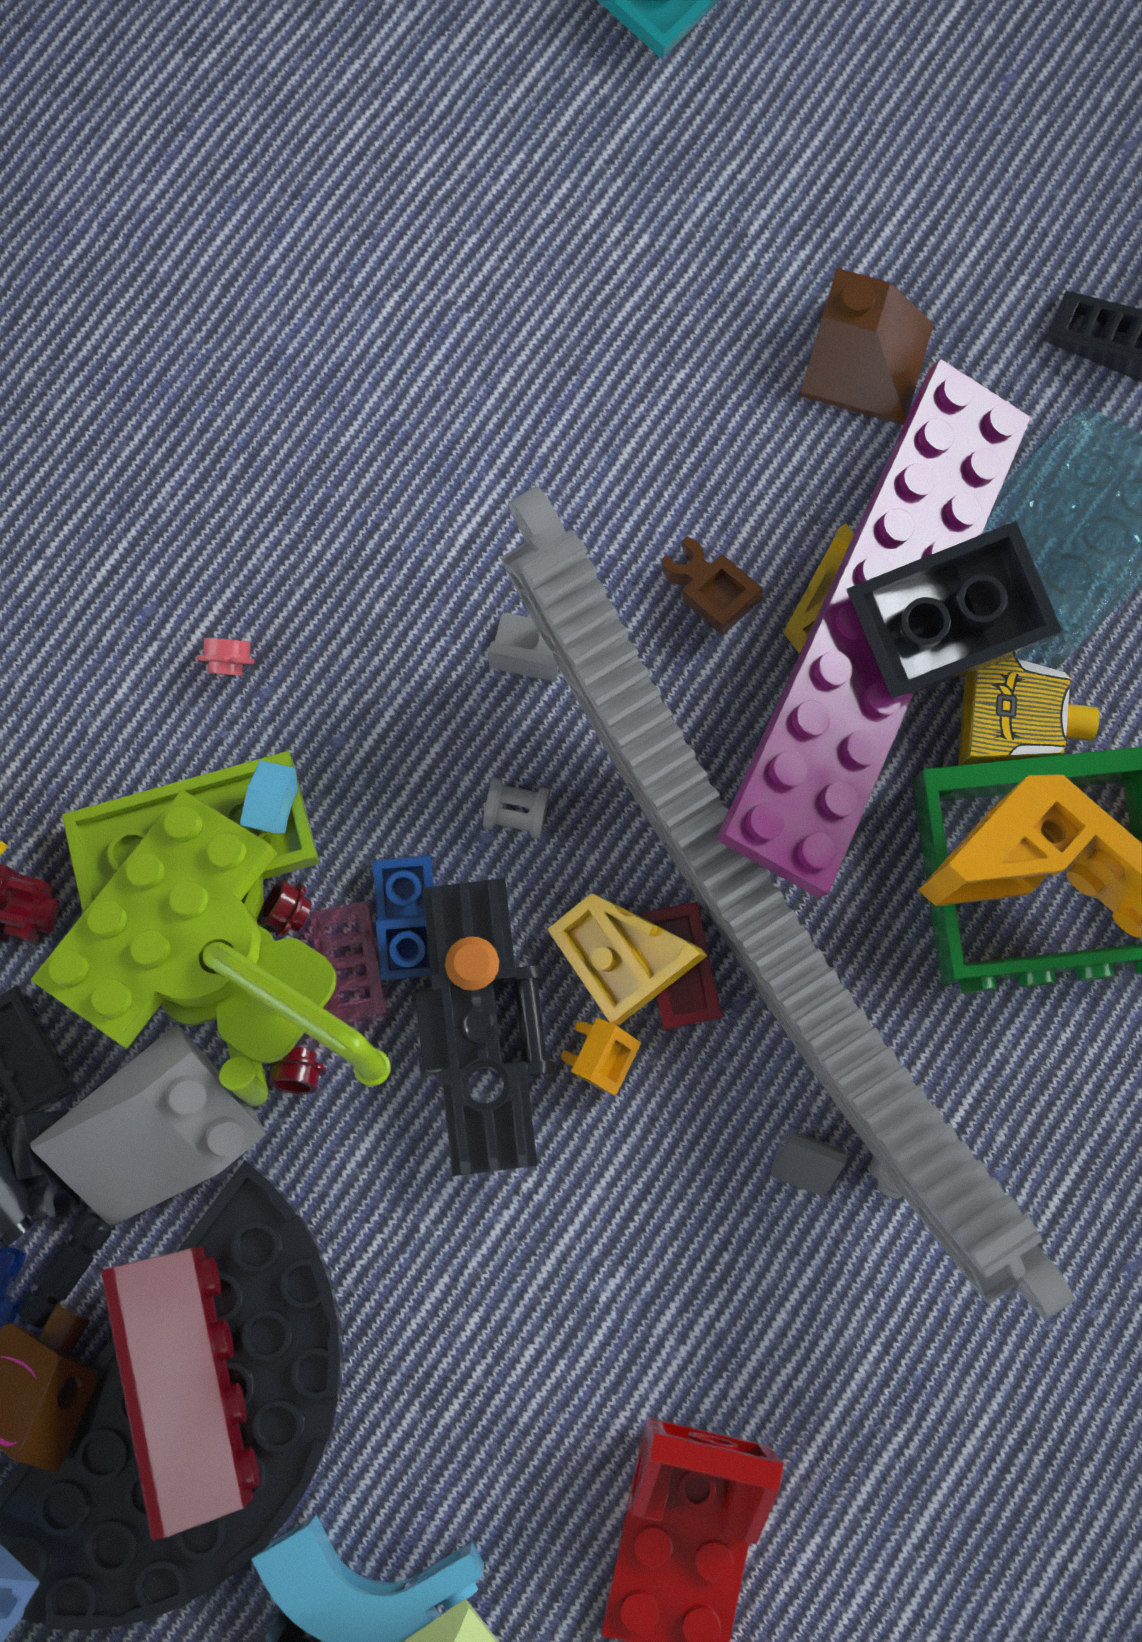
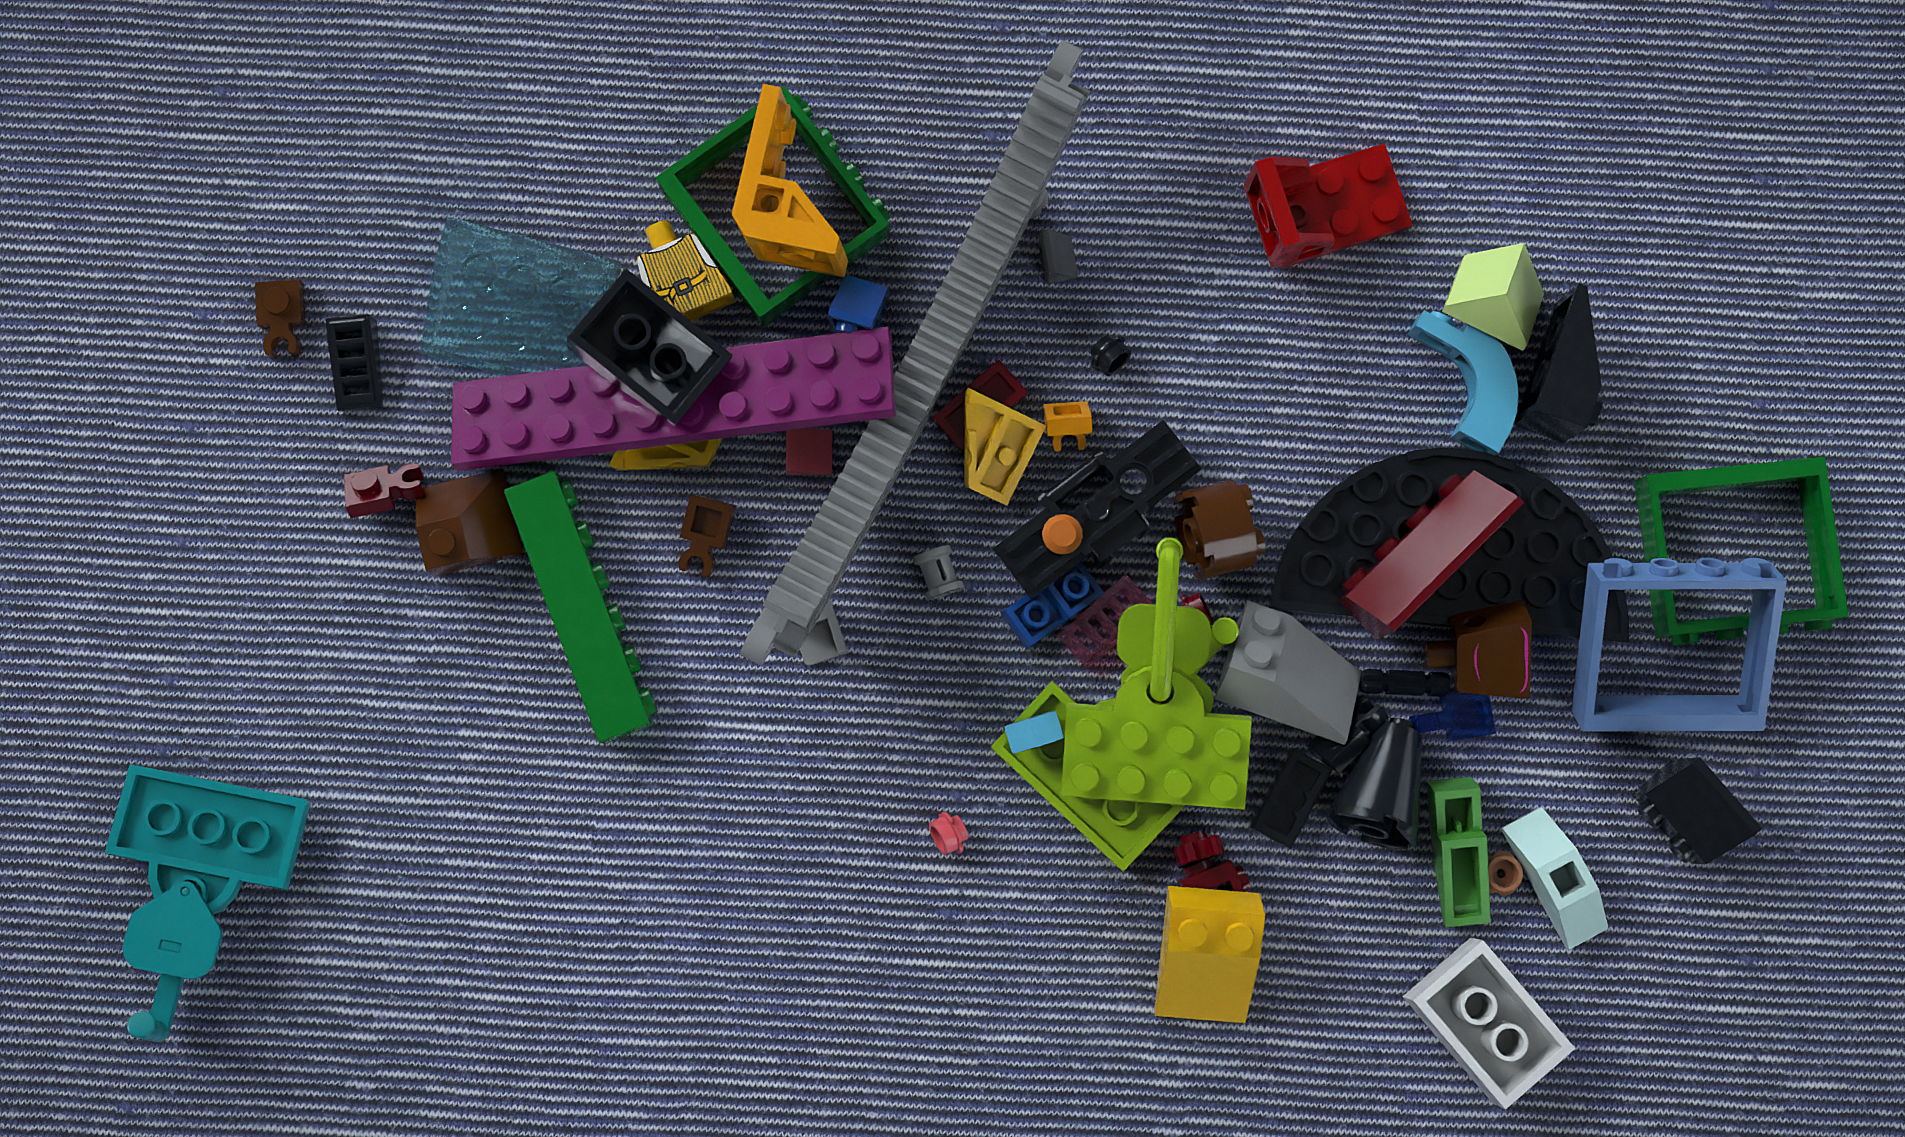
camera: 120 degrees left, 5 degrees up
(286, 908) = (1095, 684): dark red plate -> none
(370, 1152) = (1218, 529): none -> reddish brown brick
(654, 1154) = (1110, 354): none -> black plate
(706, 412) = (580, 607): none -> green brick
(733, 744) = (809, 451): none -> coral slope
(872, 886) = (857, 306): none -> blue slope
(957, 281) = (377, 487): none -> dark red plate

